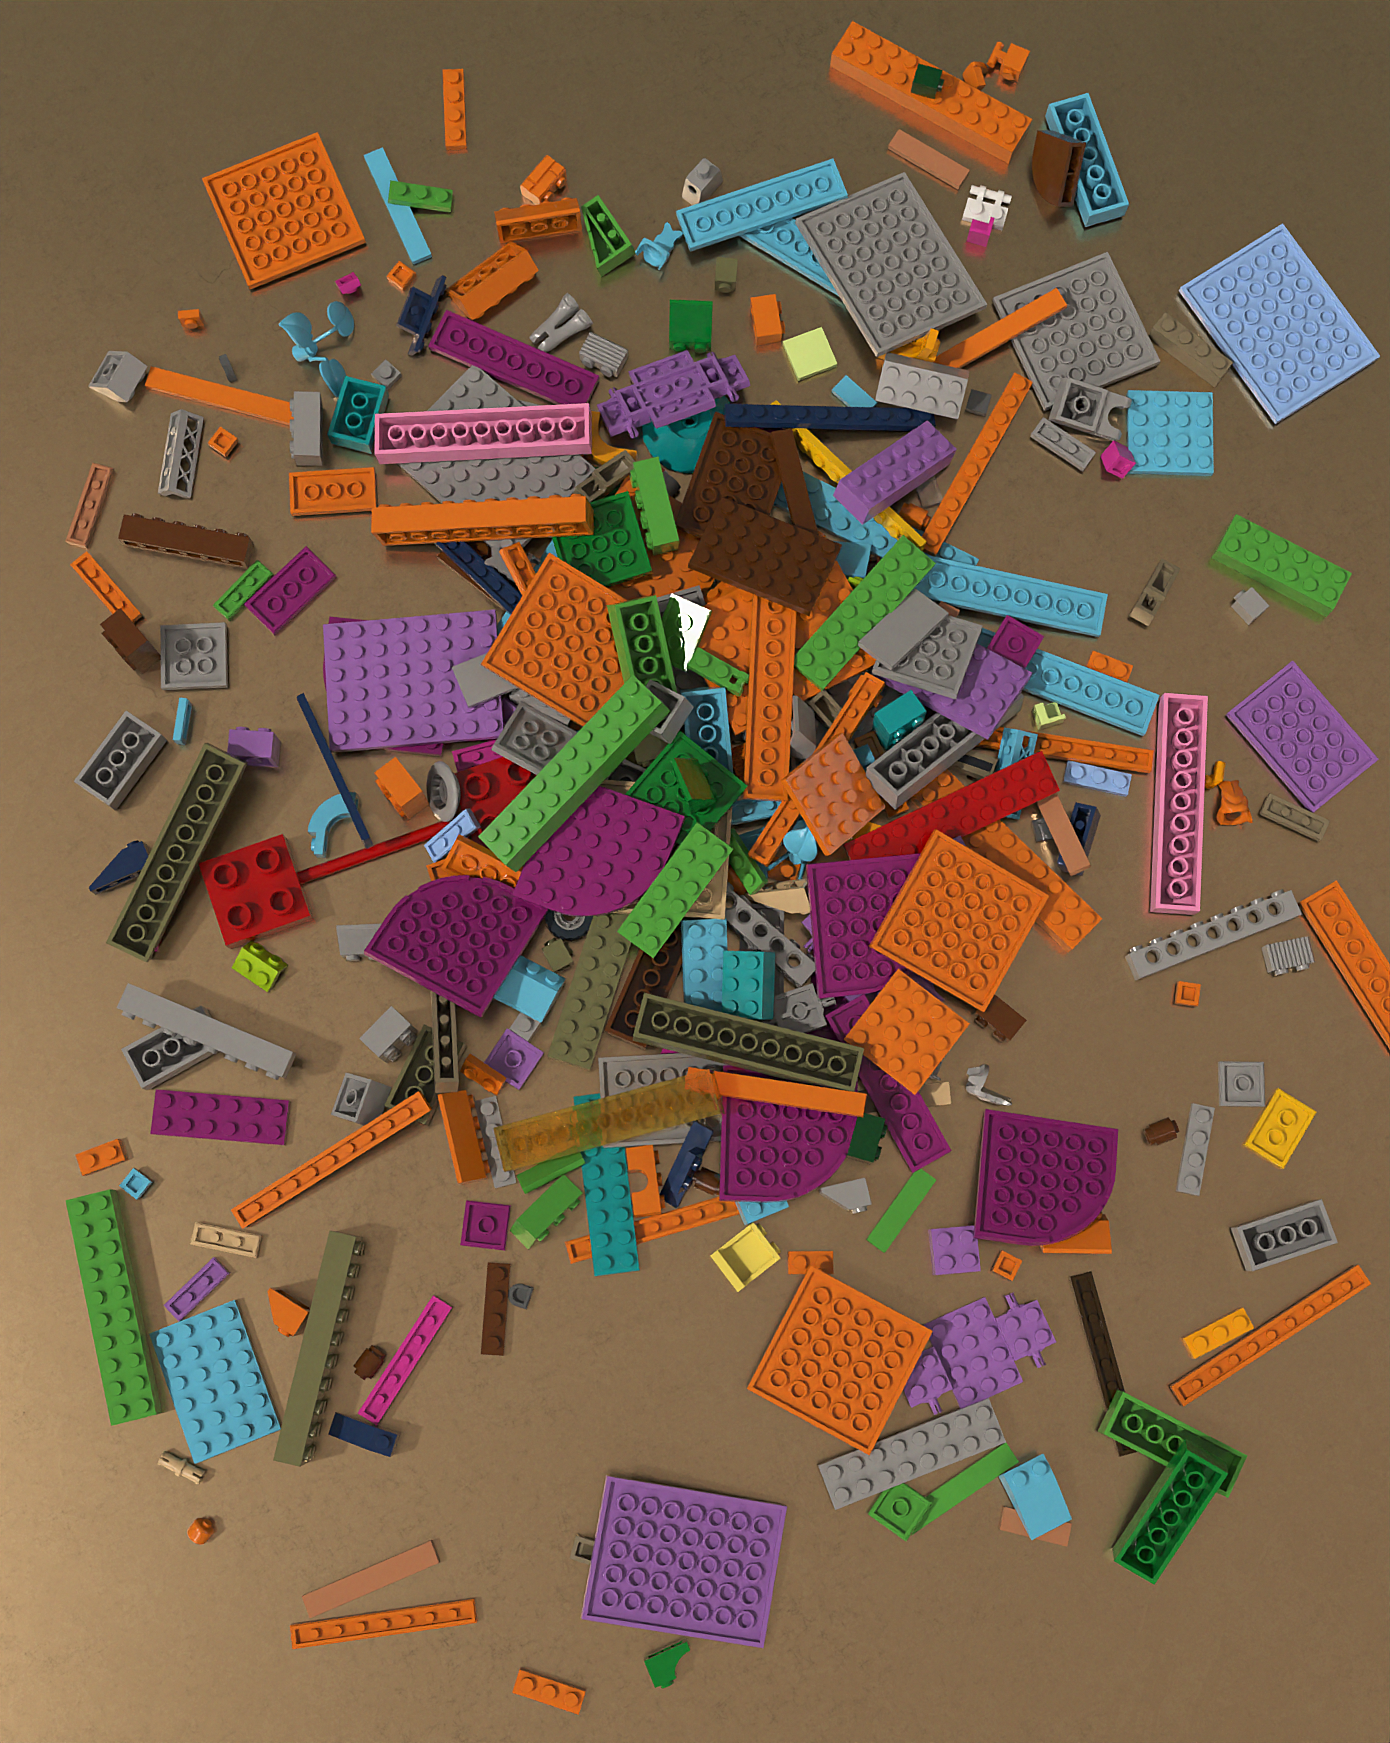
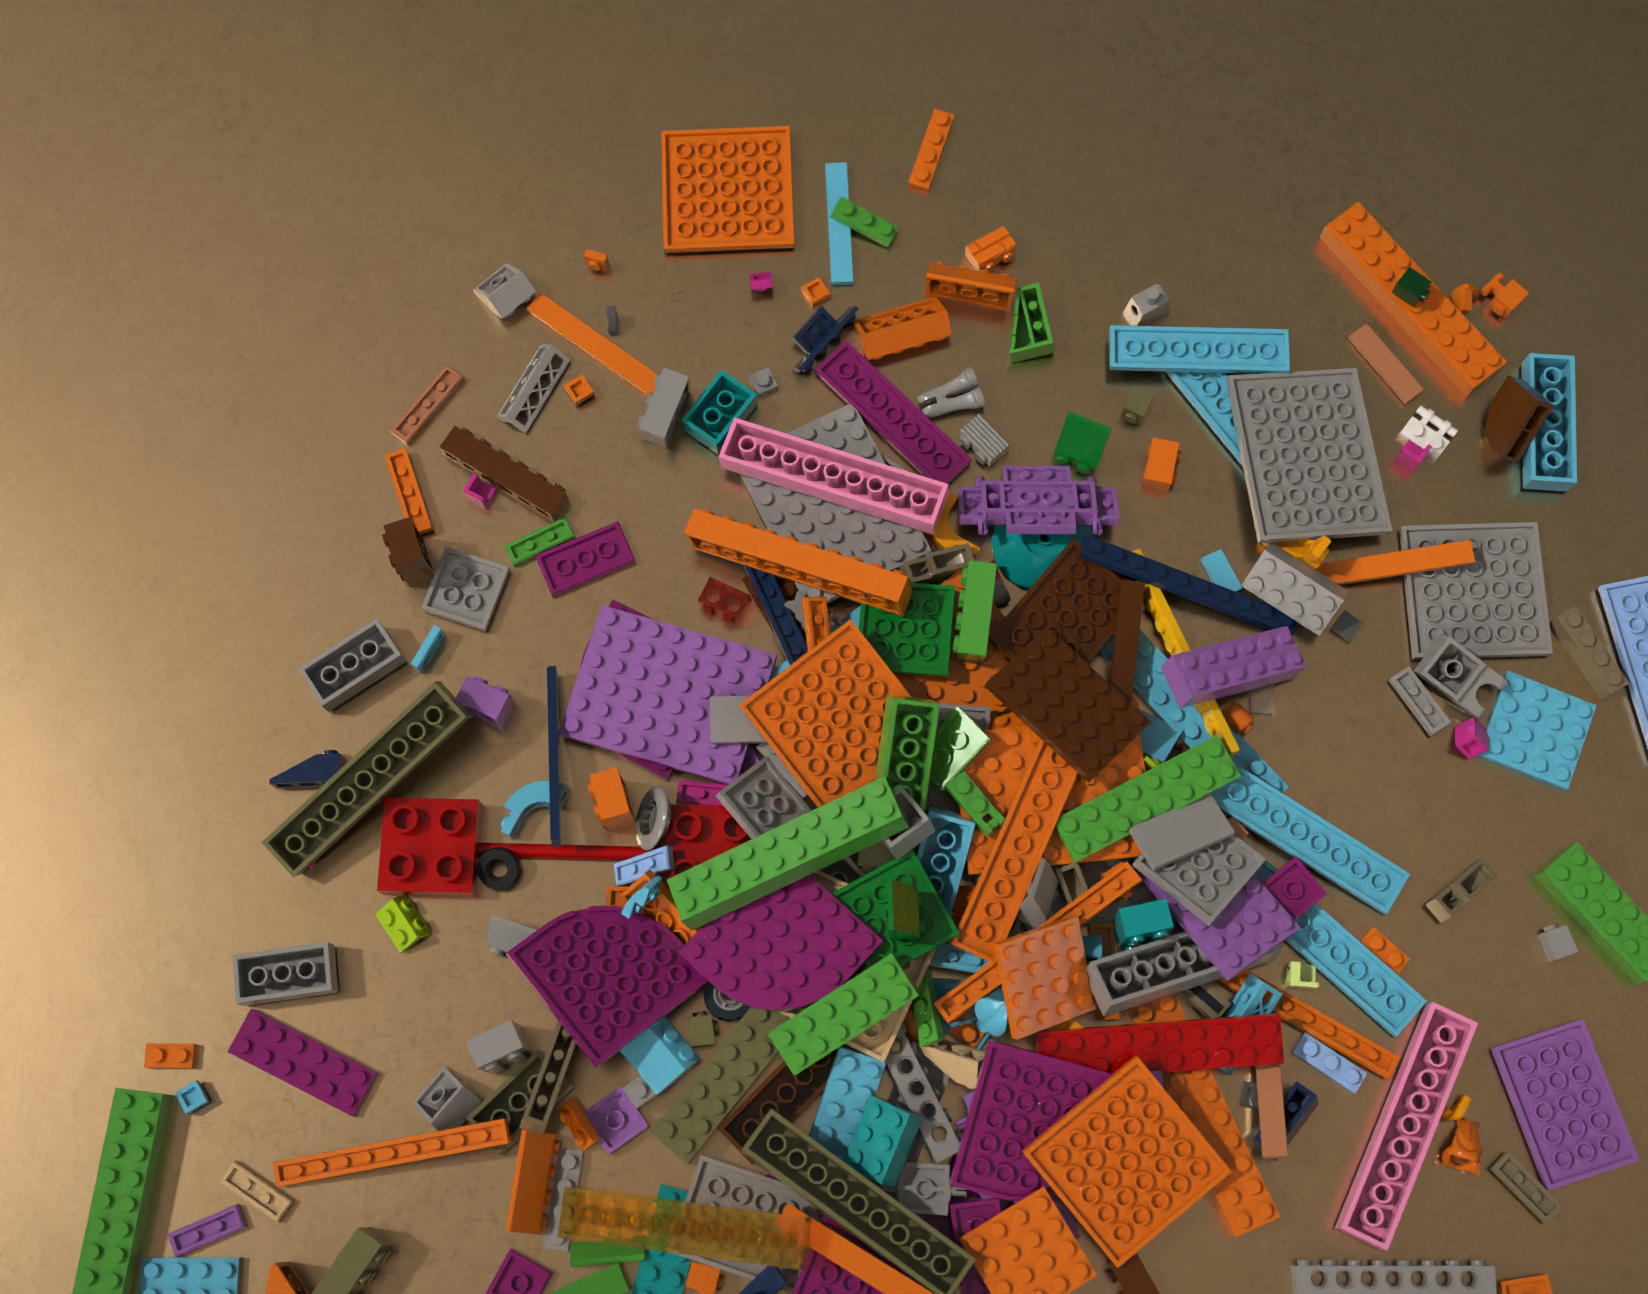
camera: 25 degrees right, 5 degrees down
(170, 566) = (479, 492): none -> dark pink panel
(207, 1031) = (321, 971): light grey brick -> none
(299, 330) = (692, 310): medium azure plant -> none
(317, 898) = (508, 858): none -> black tyre
(332, 491) = (665, 477): orange plate -> none
(431, 575) = (728, 596): none -> clear red brick
(462, 860) = (646, 893): none -> medium azure slope
(659, 250) = (1078, 358): medium azure hair -> none
(809, 354) = (1192, 514): yellowish green tile -> none
(975, 463) = (1320, 687): orange plate -> none

